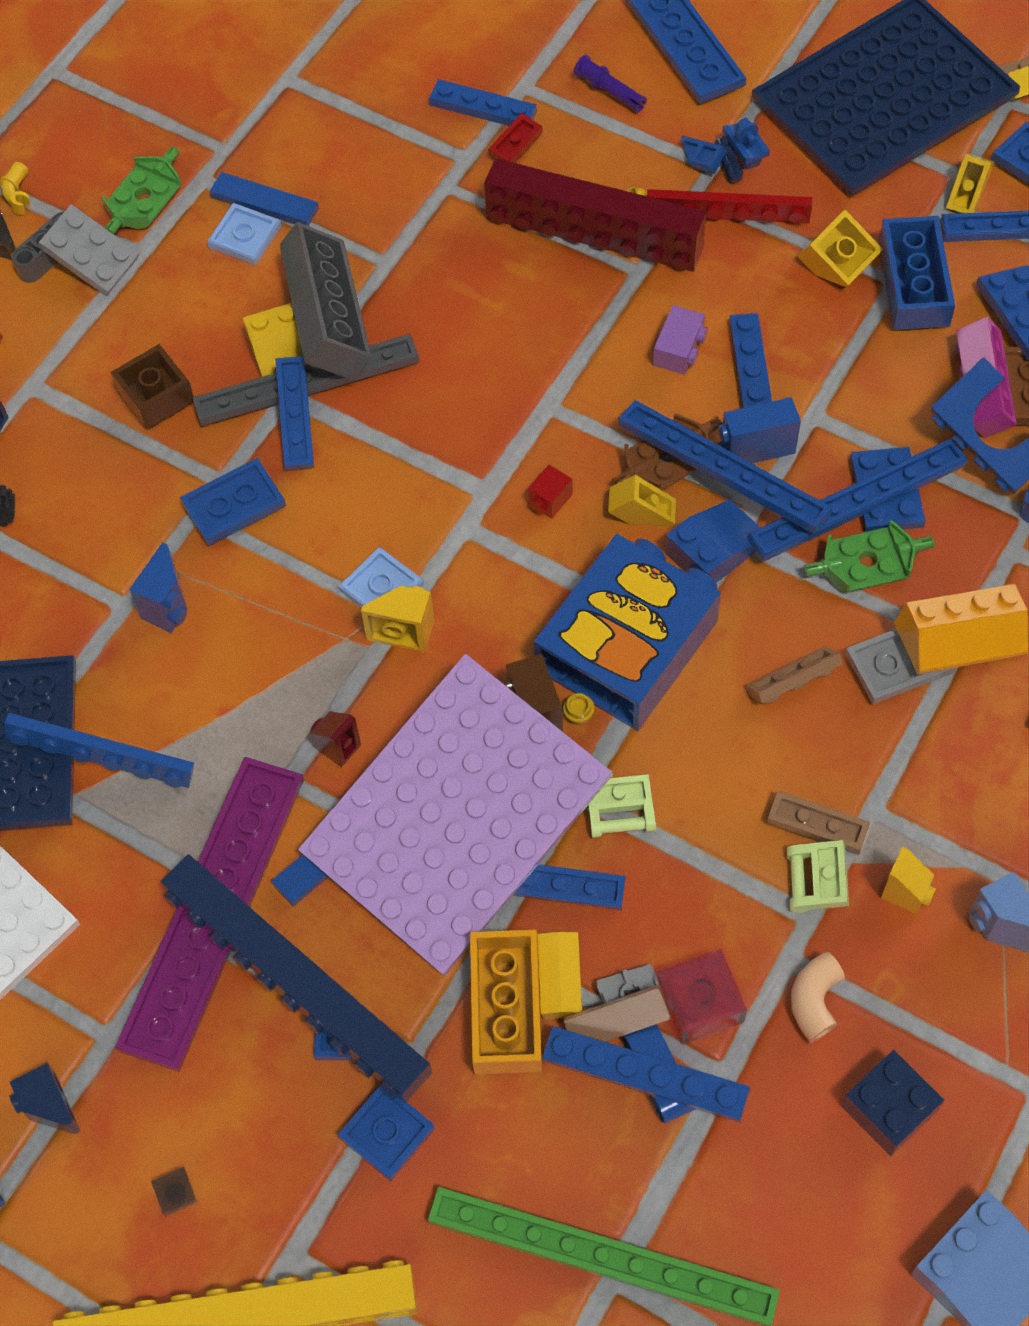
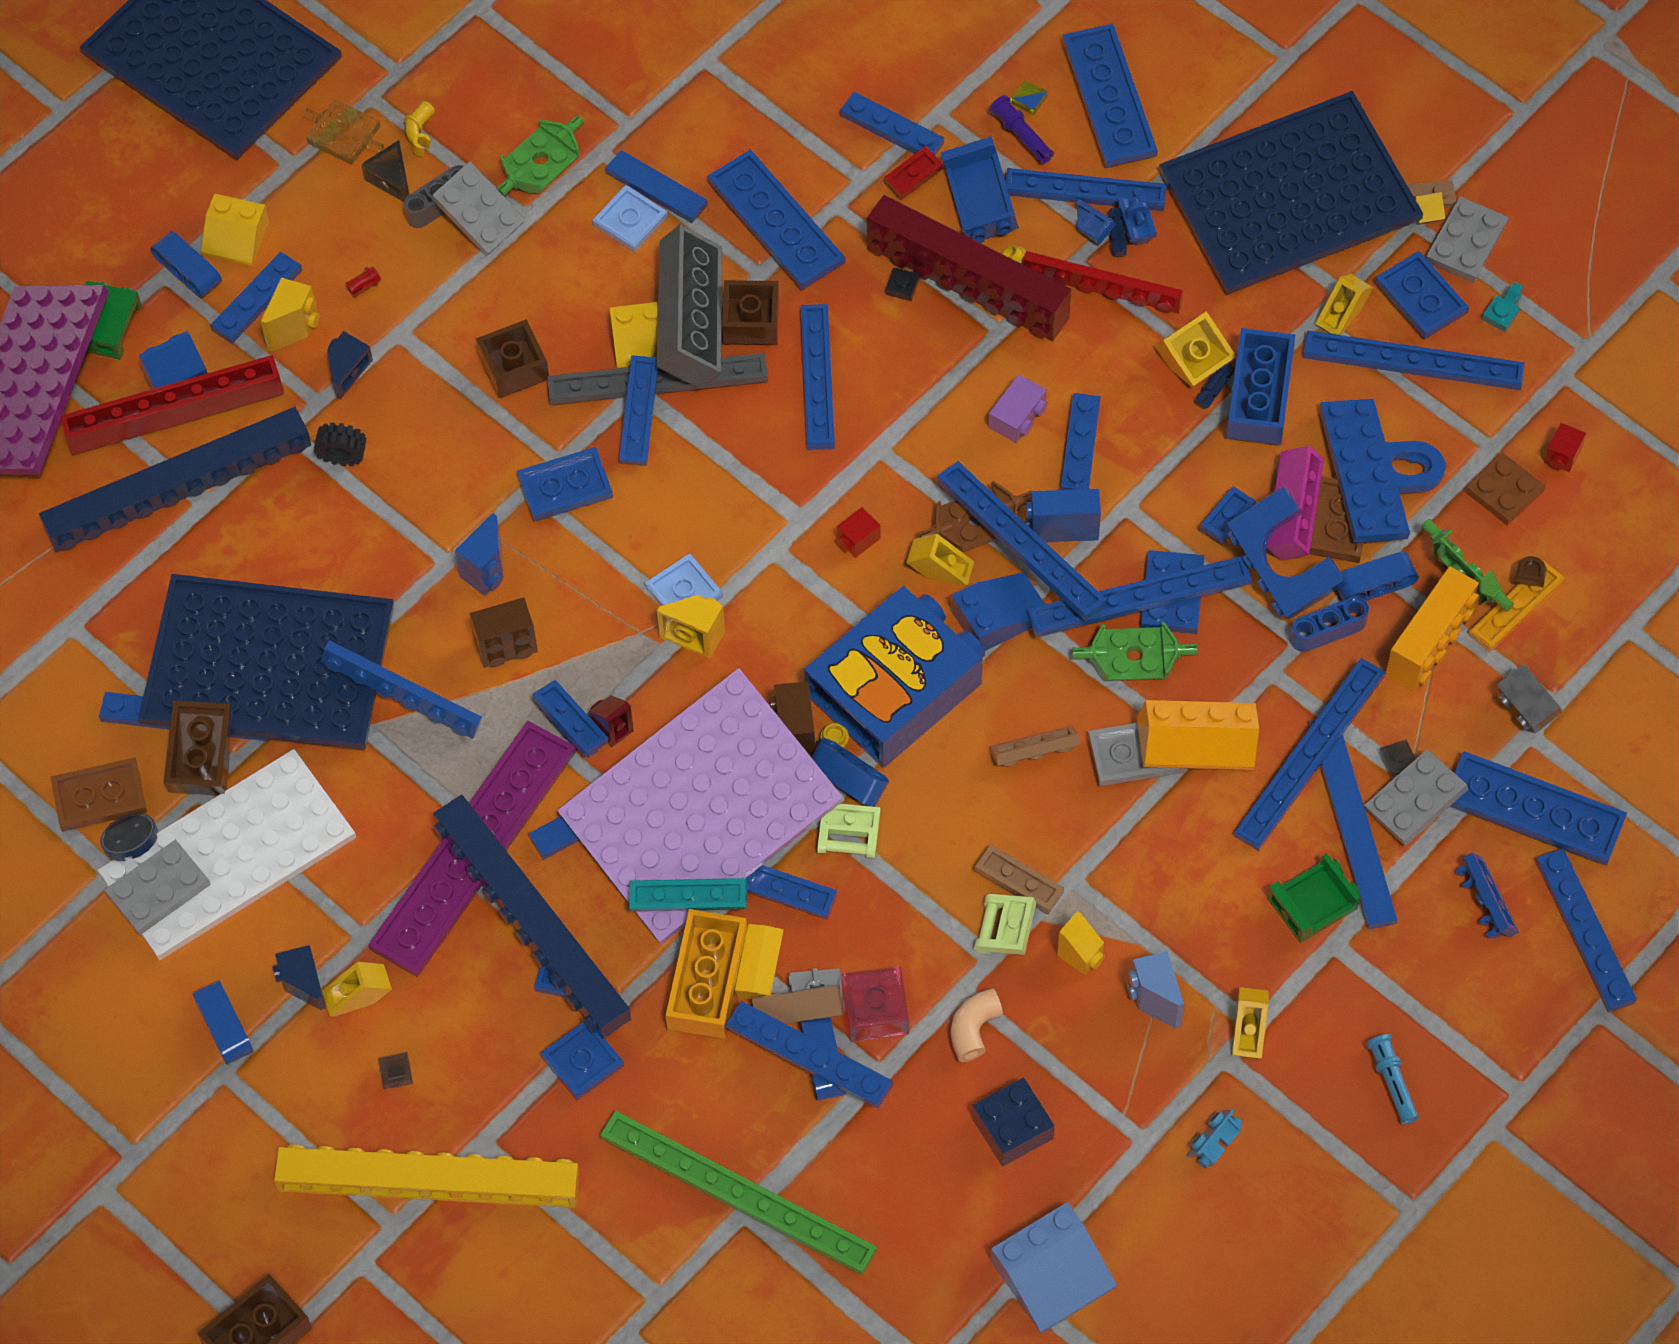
camera: 10 degrees right, 0 degrees up
(111, 1101) = (357, 988): none -> yellow slope
(200, 667) = (504, 632): none -> reddish brown brick
(291, 745) = (570, 718): none -> blue plate
(387, 297) = (750, 312): none -> reddish brown brick
(391, 208) = (776, 219): none -> blue plate
(465, 916) = (688, 894): none -> teal plate
(468, 349) = (817, 377): none -> blue tile
(531, 245) = (902, 284): none -> black plate
(584, 141) = (980, 190): none -> blue panel
(607, 742) = (849, 772): none -> blue beam
(608, 55) = (1029, 97): none -> clear neon green tile
(672, 127) = (1086, 188): none -> blue tile
(867, 283) = (1214, 386): none -> dark blue axle
(917, 405) = (1231, 506): none -> blue plate

